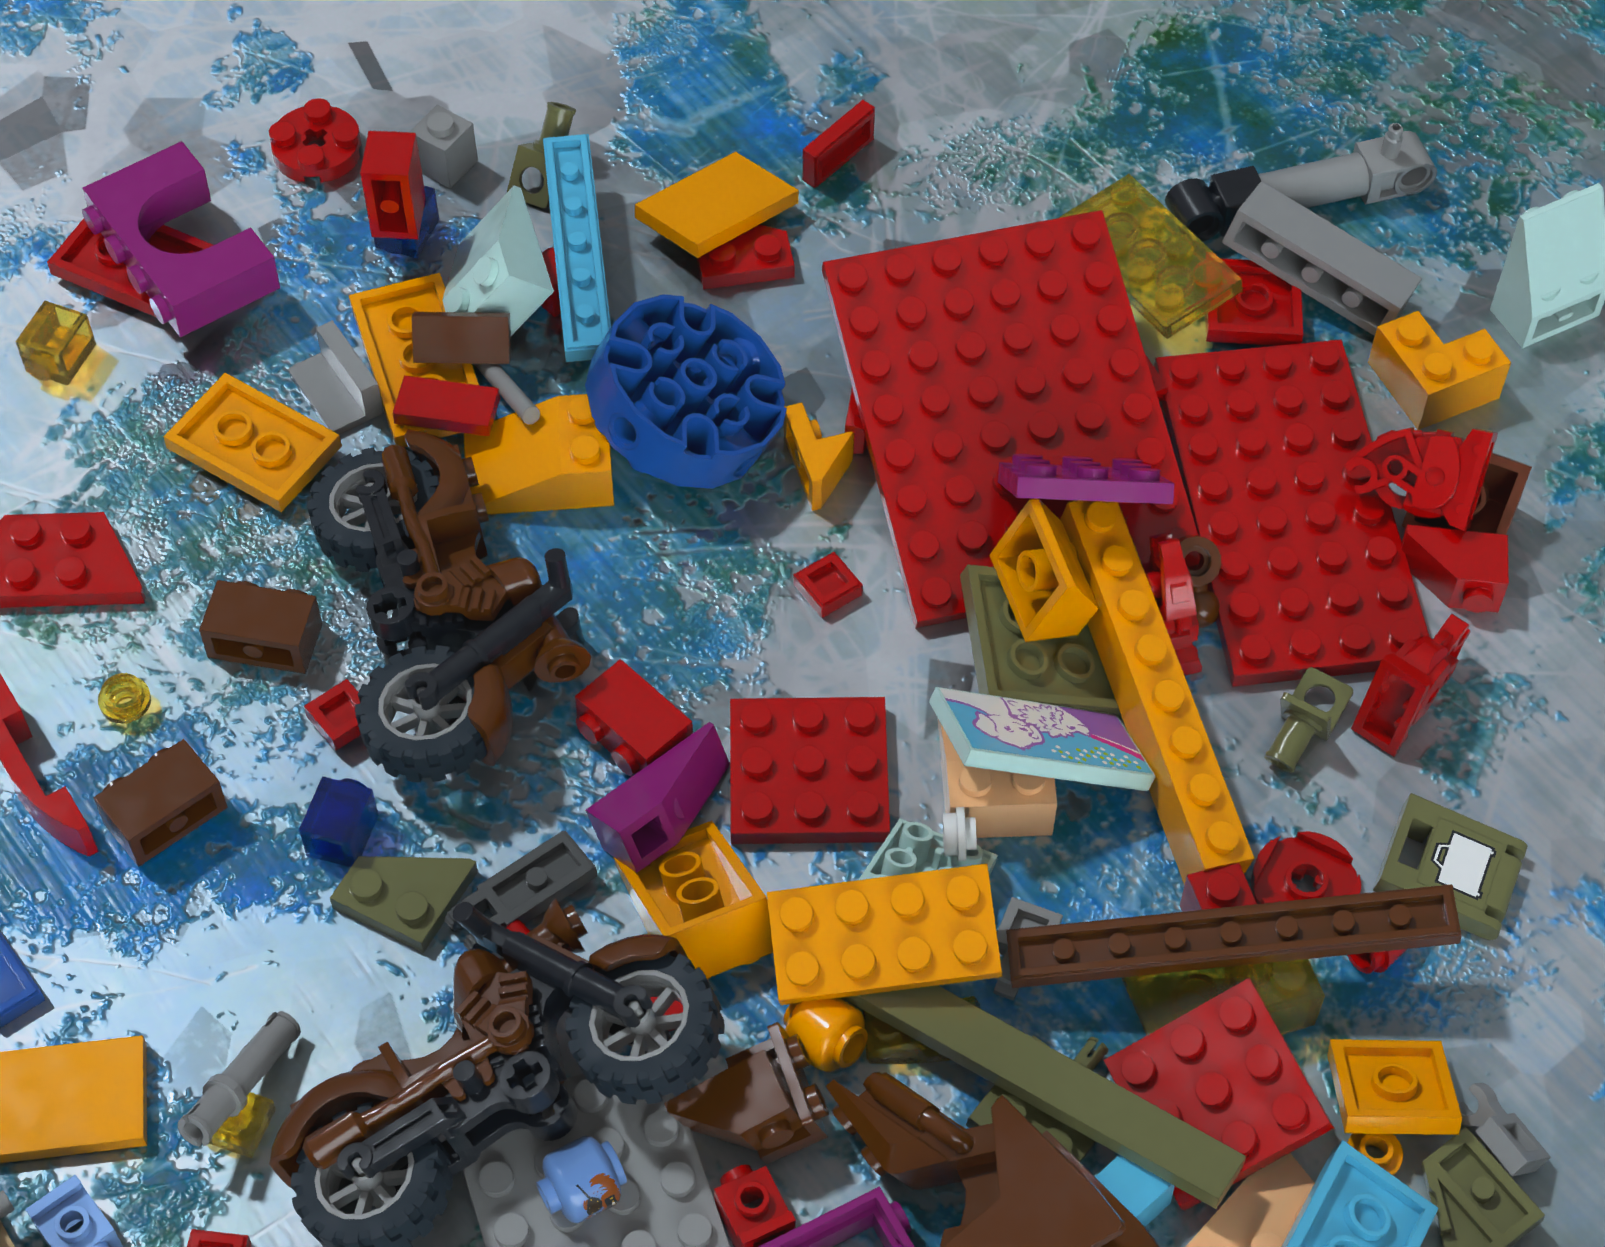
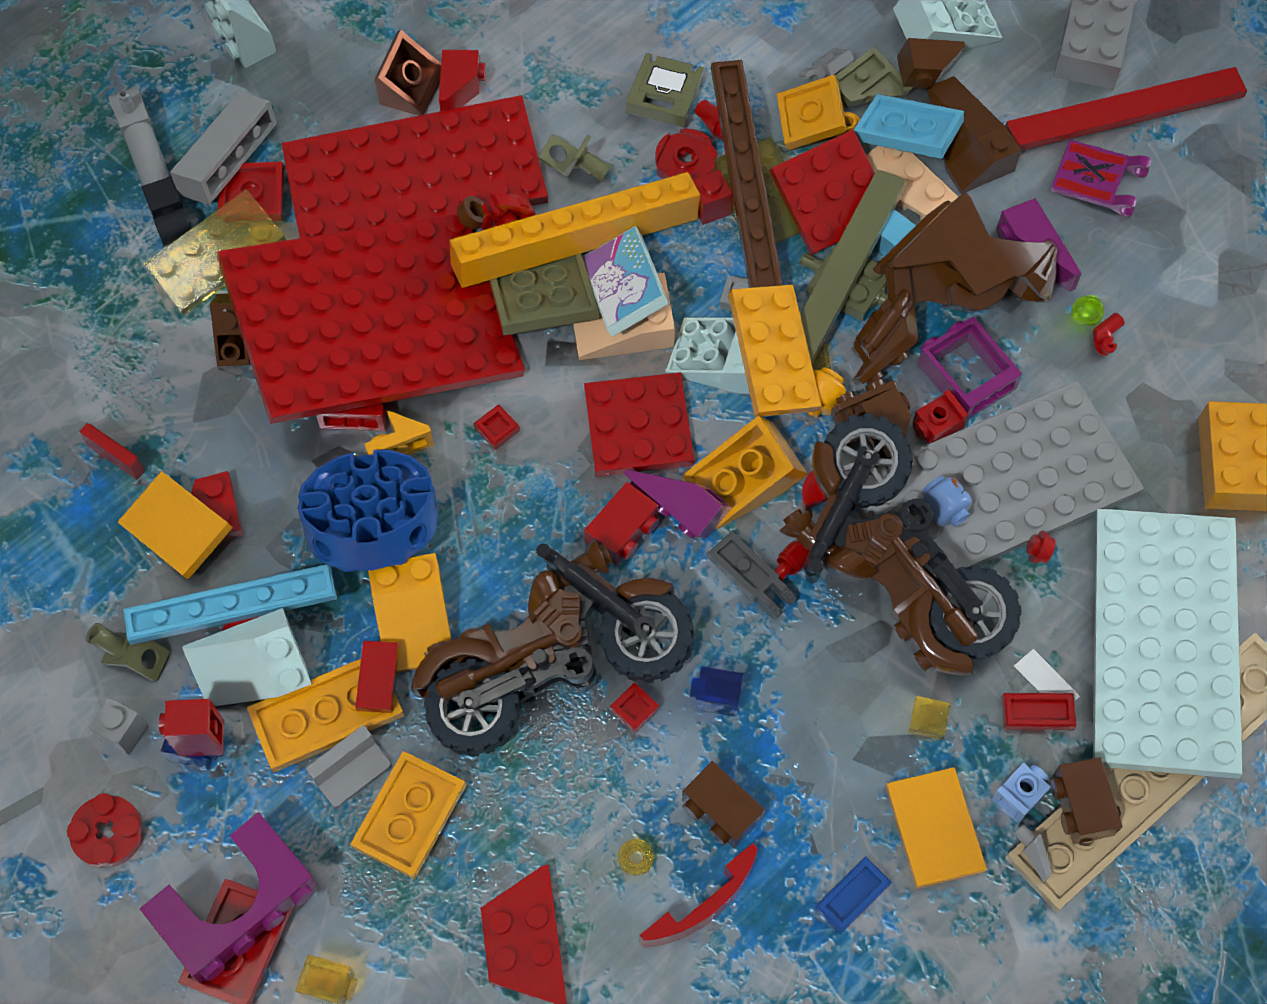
camera: 95 degrees left, 10 degrees up
(227, 1092) = (927, 711): light grey pin -> none
(261, 626) = (570, 772): reddish brown brick -> none
(403, 894) = (760, 647): olive wing -> none
(461, 337) = (320, 671): reddish brown tile -> none
(510, 392) = (354, 642): light grey bar -> none
(958, 833) = (690, 325): white plate -> none
(1043, 576) = (513, 279): light orange slope -> none
(1085, 480) = (449, 252): magenta plate -> none
(1408, 685) = (552, 97): red piece -> none
(1434, 468) = (405, 81): red piece -> none
(1436, 378) = (311, 92): light orange brick -> none

